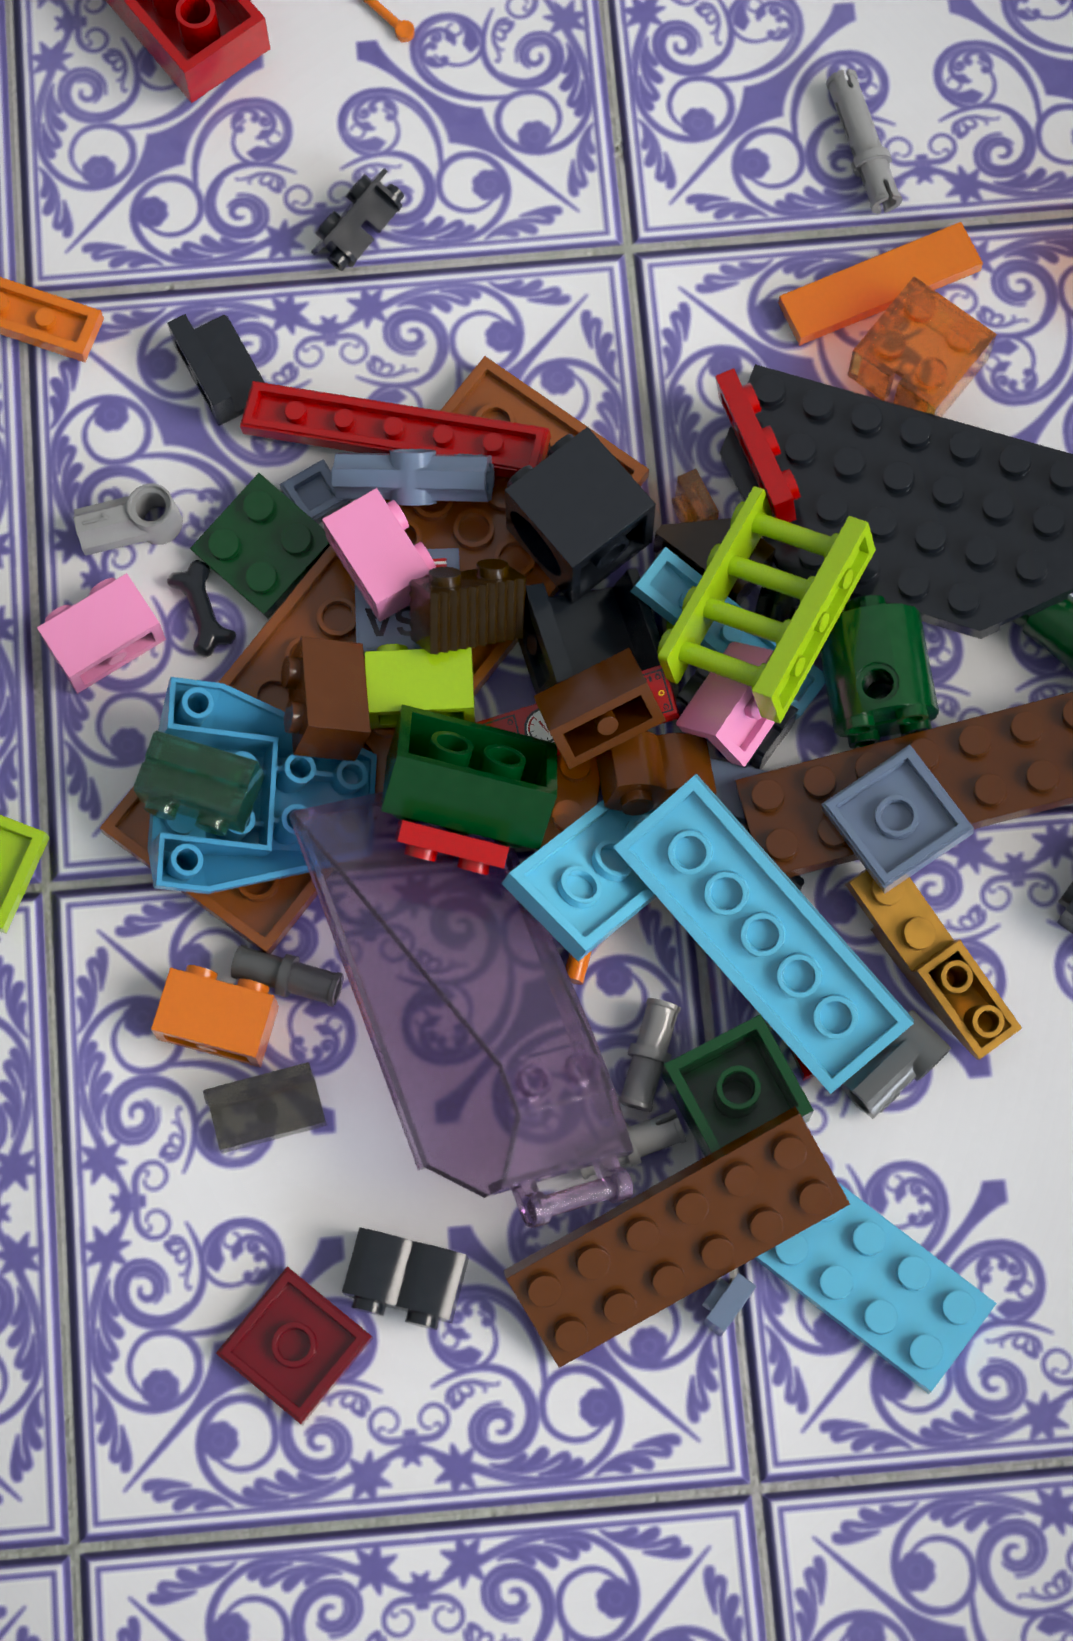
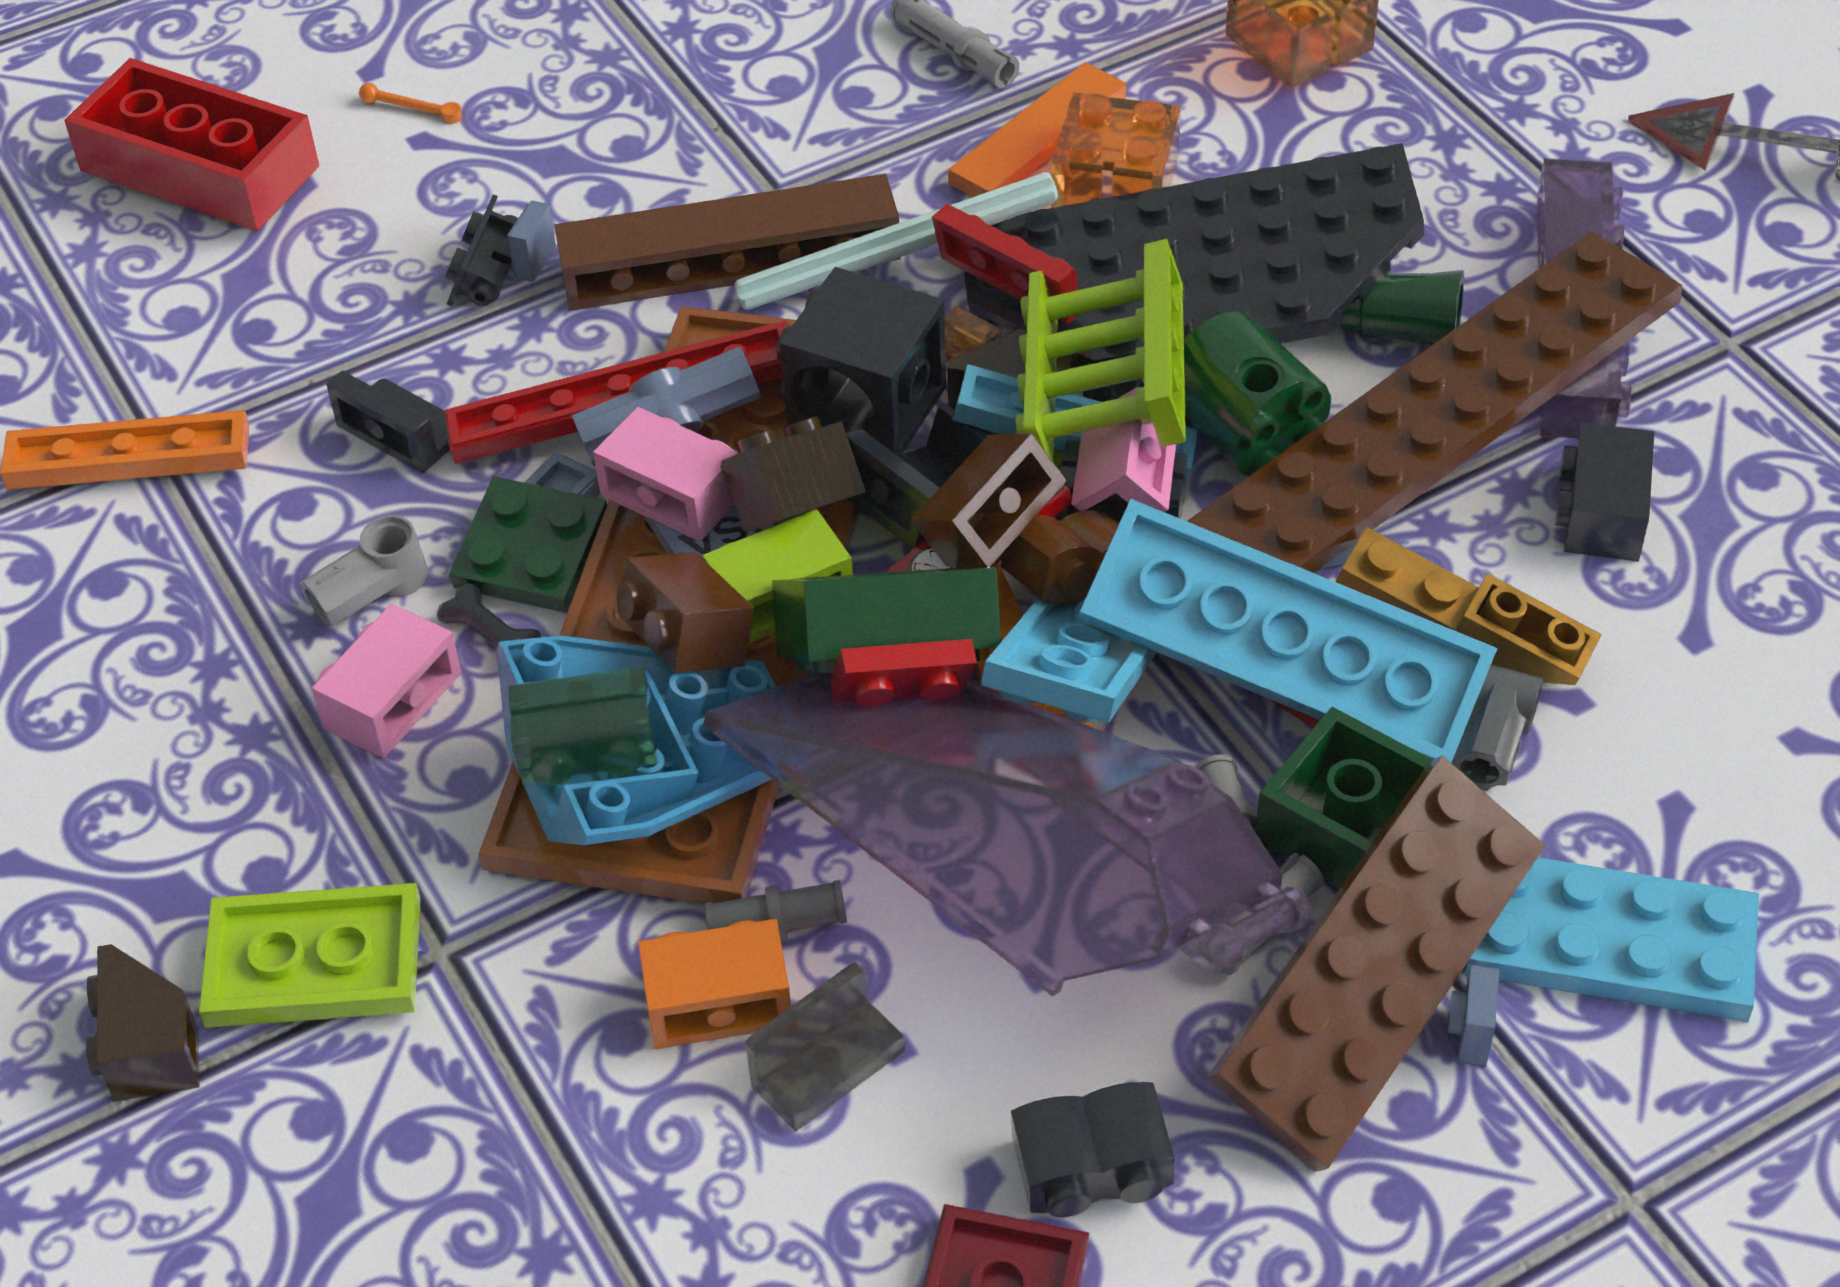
camera: 25 degrees left, 25 degrees down
(400, 223) = (531, 240): none -> sand blue tile
(557, 297) = (714, 240): none -> reddish brown brick
(689, 367) = (889, 242): none -> light aqua axle
(897, 819) = (1355, 488): sand blue tile -> none

